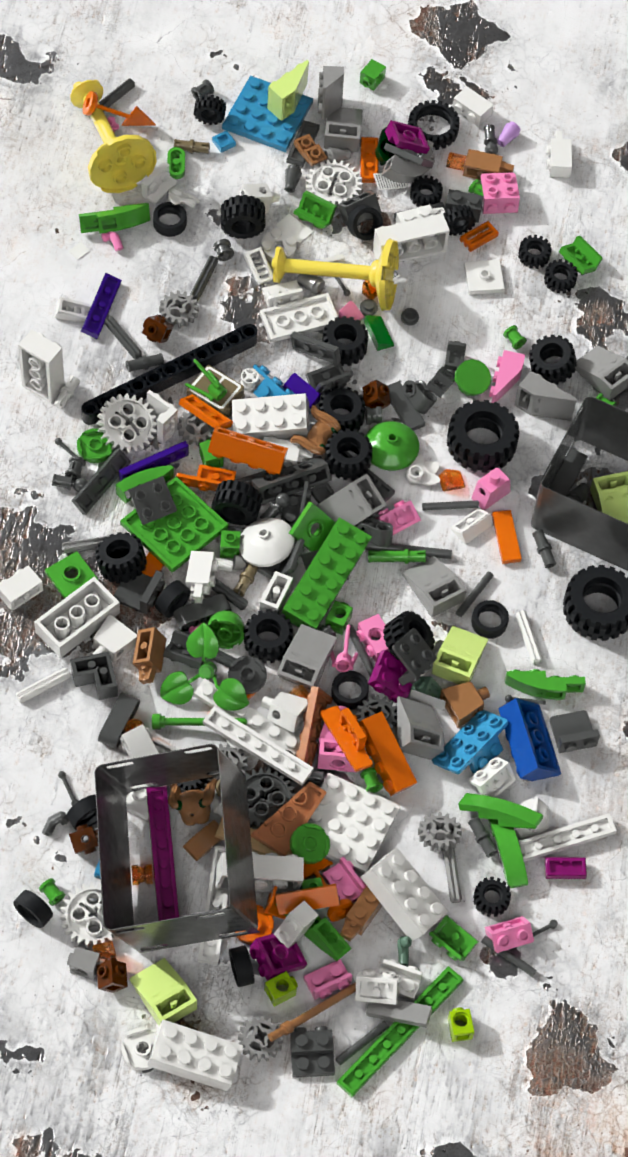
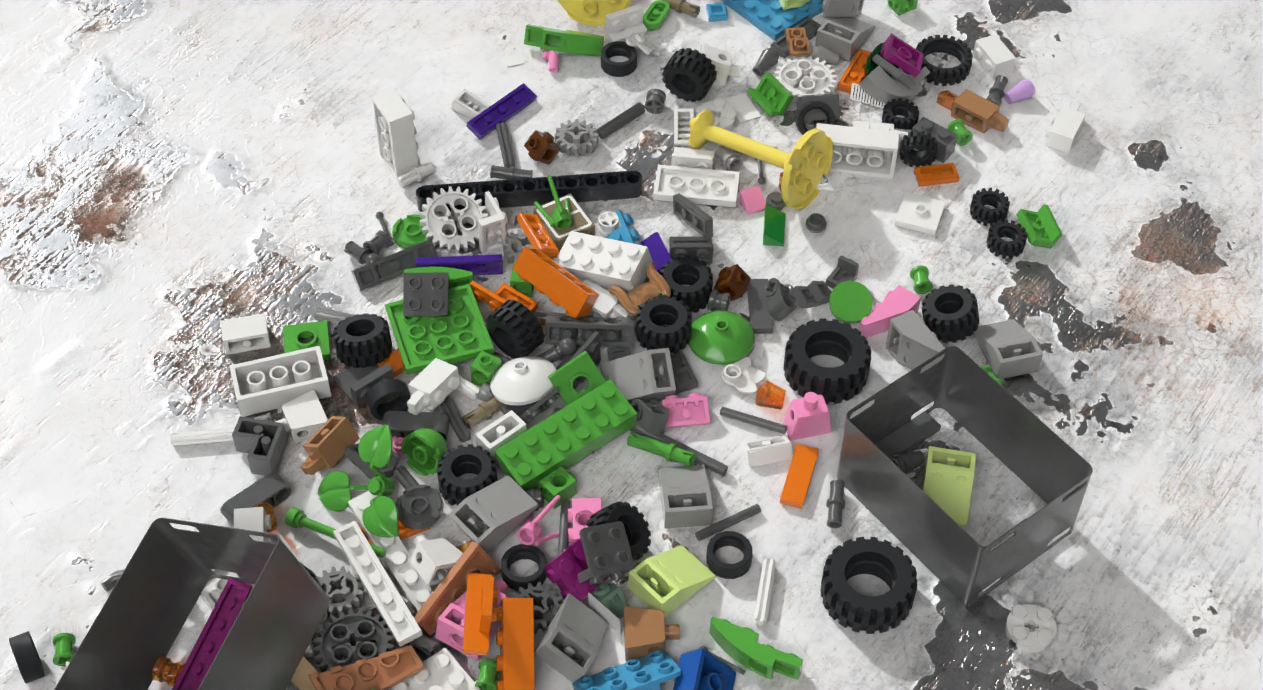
camera: 30 degrees right, 10 degrees down
(347, 329) = (732, 220): black tyre -> none
(500, 193) = (978, 140): bright pink bracket -> none

